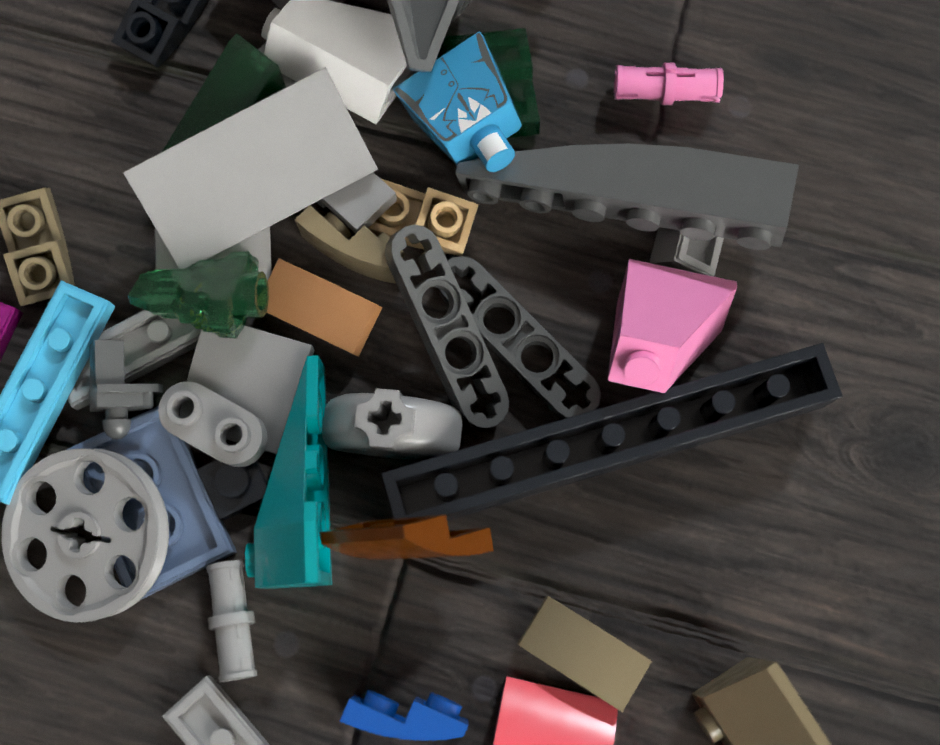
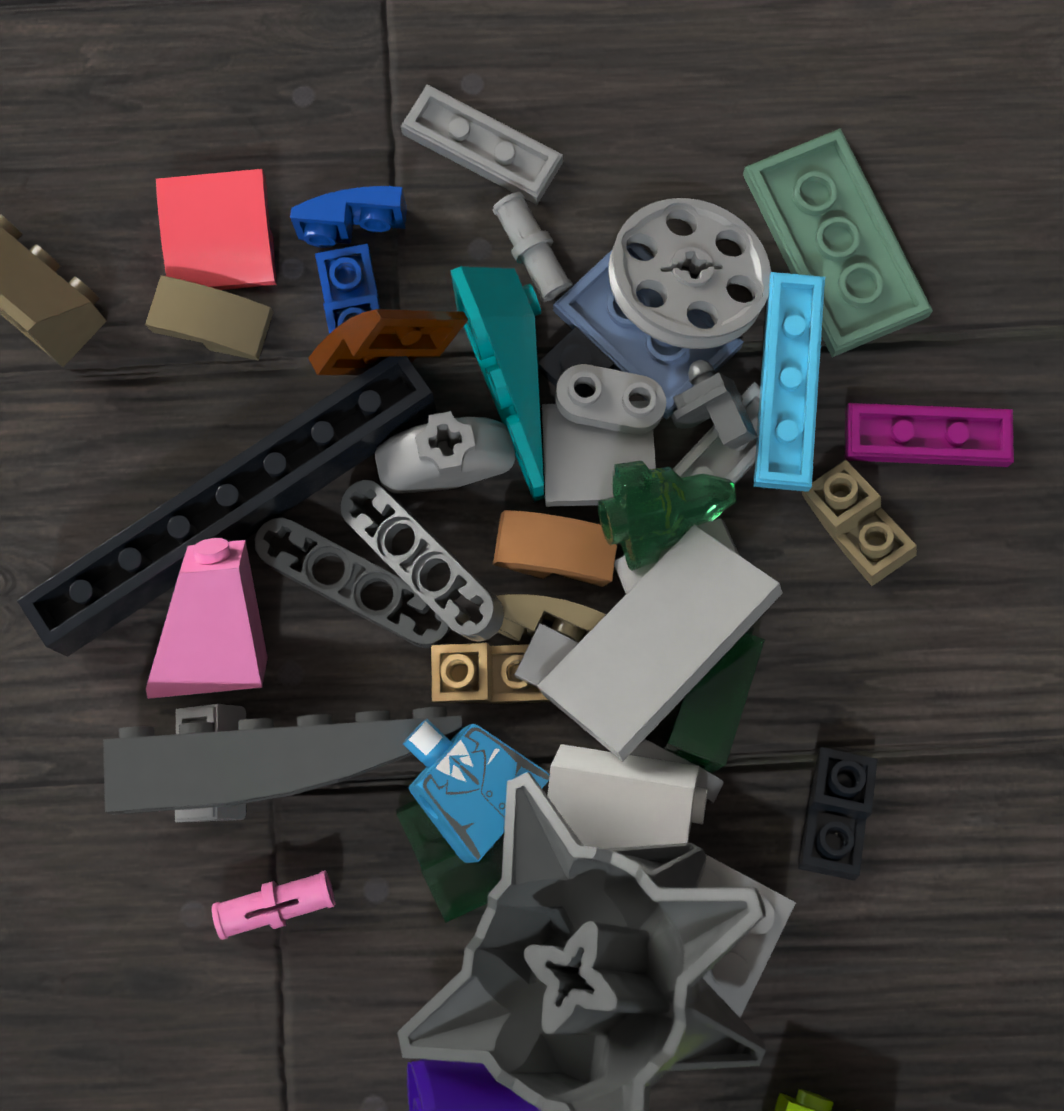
camera: 165 degrees right, 0 degrees up
(433, 626) = (347, 283): none -> blue slope

